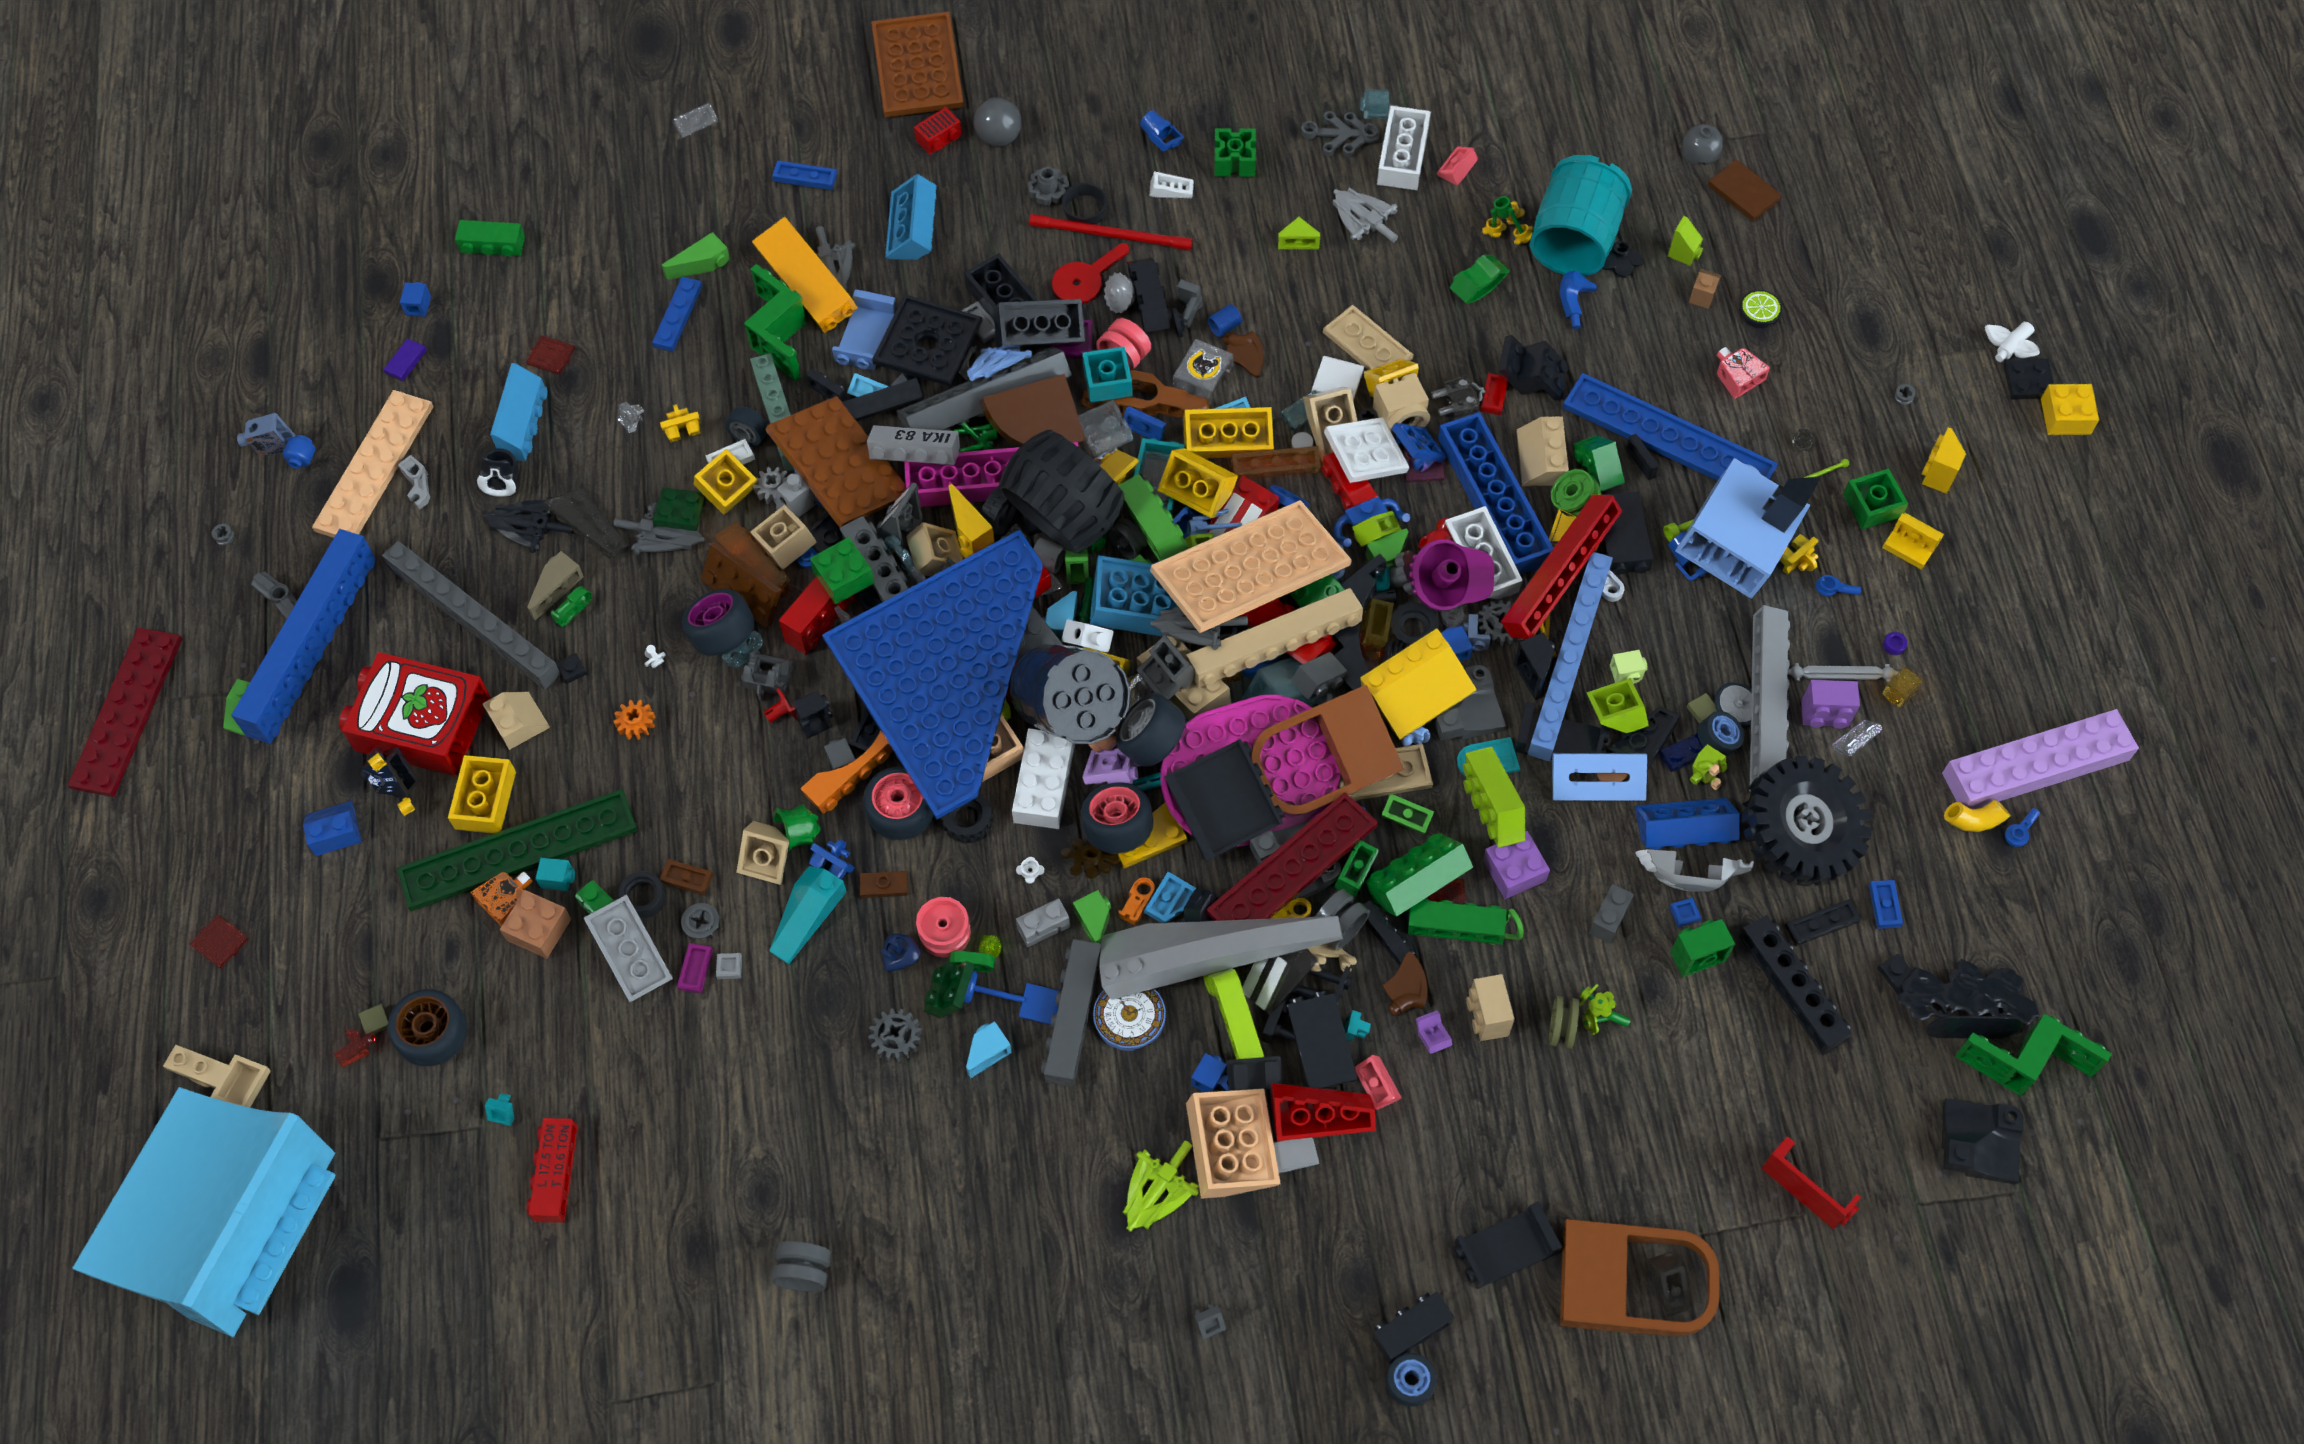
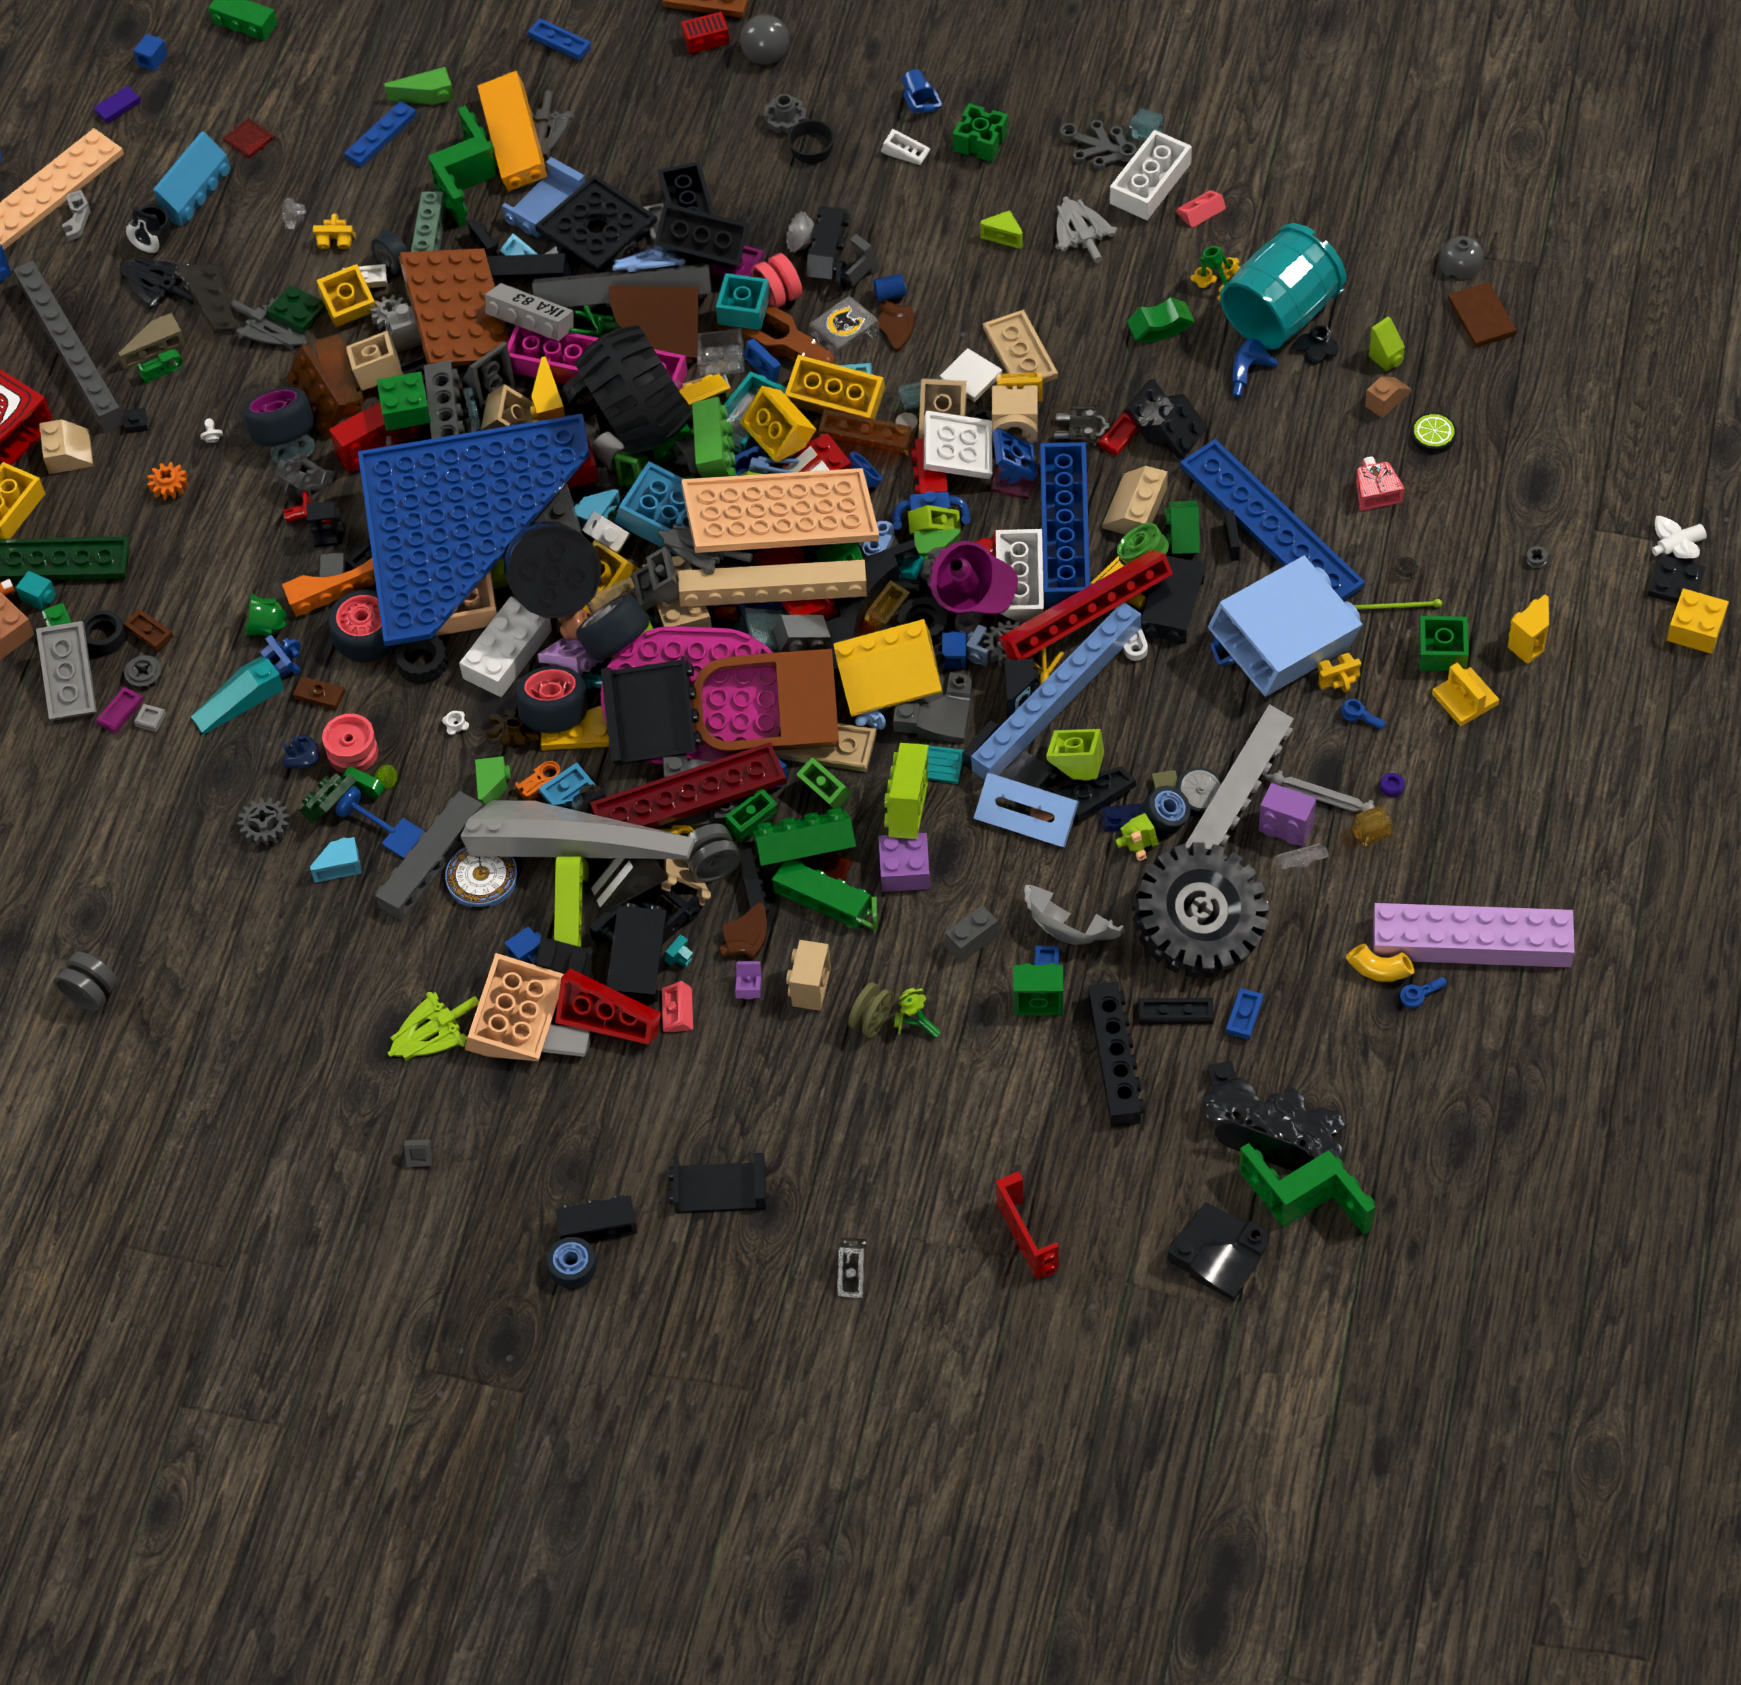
camera: 25 degrees right, 5 degrees down
(763, 853) = (223, 629): tan slope -> none
(911, 219) = (639, 109): dark azure slope -> none
(1043, 922) = (441, 770): light grey brick -> none
(1086, 274) = (781, 209): red piece -> none
(1172, 241) = (879, 200): red piece -> none
(1597, 1276) = (789, 1234): dark orange window -> none
(1628, 665) = (1111, 721): yellowish green brick -> none
(1687, 823) = (1089, 879): blue slope -> none
(1788, 502) = (1330, 608): black slope -> none

